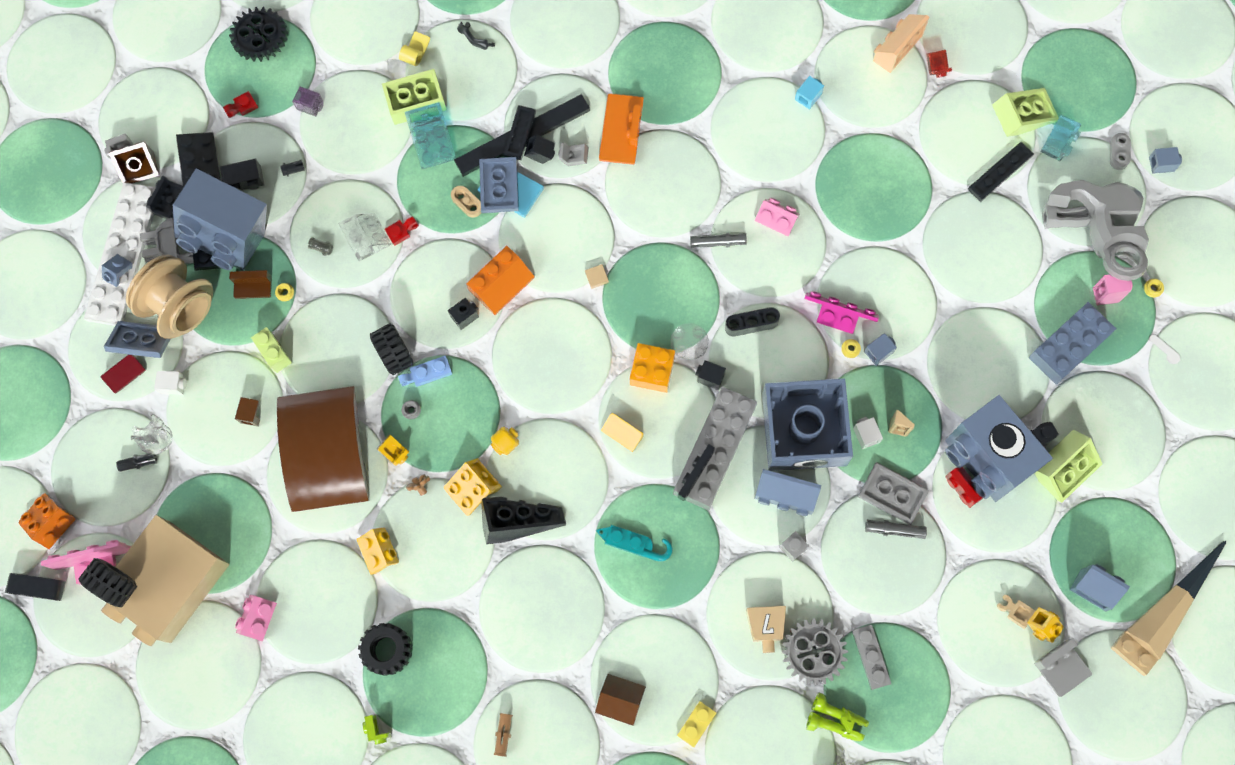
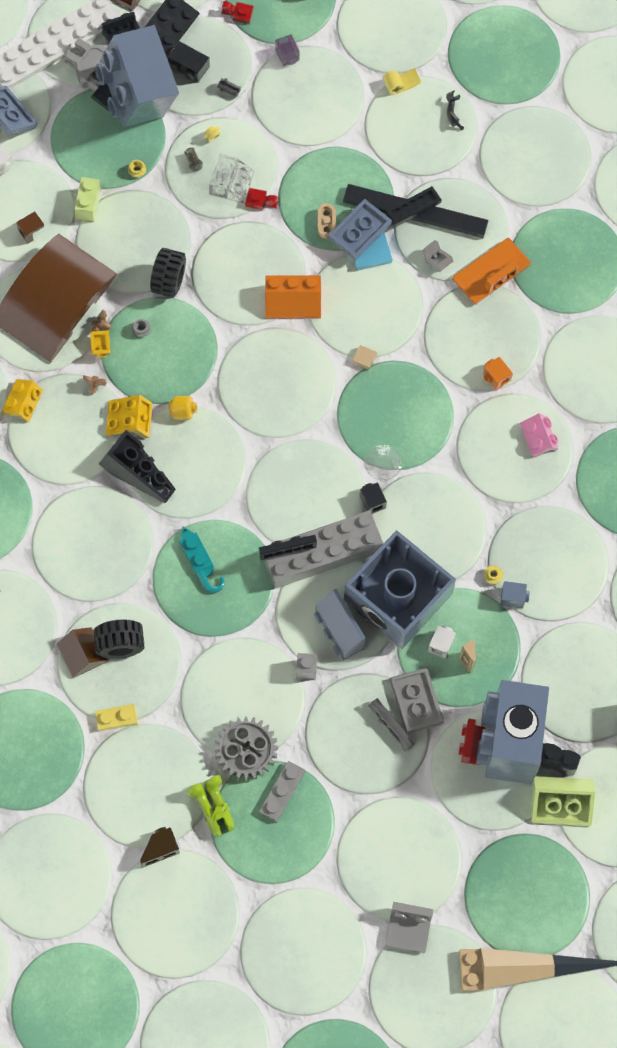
camera: 35 degrees right, 5 degrees down
(115, 268) = (38, 47): sand blue bracket -> none
(163, 290) = (55, 95): tan wheel -> none
(251, 284) = (120, 142): reddish brown panel -> none
(314, 214) = (212, 133): none -> light yellow plate
(376, 434) = (101, 322): none -> medium nougat plant
(412, 93) = (364, 113): yellowish green brick -> none
(427, 372) = (177, 313): light blue plate -> none
(430, 135) = (348, 151): clear light blue slope -> none
(463, 313) = (244, 295): black brick -> none
(539, 149) = (415, 231): black brick -> none
(622, 432) = (269, 479): yellow slope -> none
(642, 664) = (119, 639): none -> black tyre
(652, 367) = (336, 454): light orange brick -> none
(702, 199) = (497, 373): none -> orange brick
(718, 240) = (474, 409): dark grey pin -> none
(745, 328) = (446, 497): black beam -> none
(766, 625) = (232, 699): tan torso -> none
(839, 315) = (510, 544): dark pink bracket -> none
(1018, 613) = (417, 862): tan plate -> none
(1045, 625) = (426, 886): yellow brick -> none
(1099, 587) = (492, 898): sand blue slope -> none

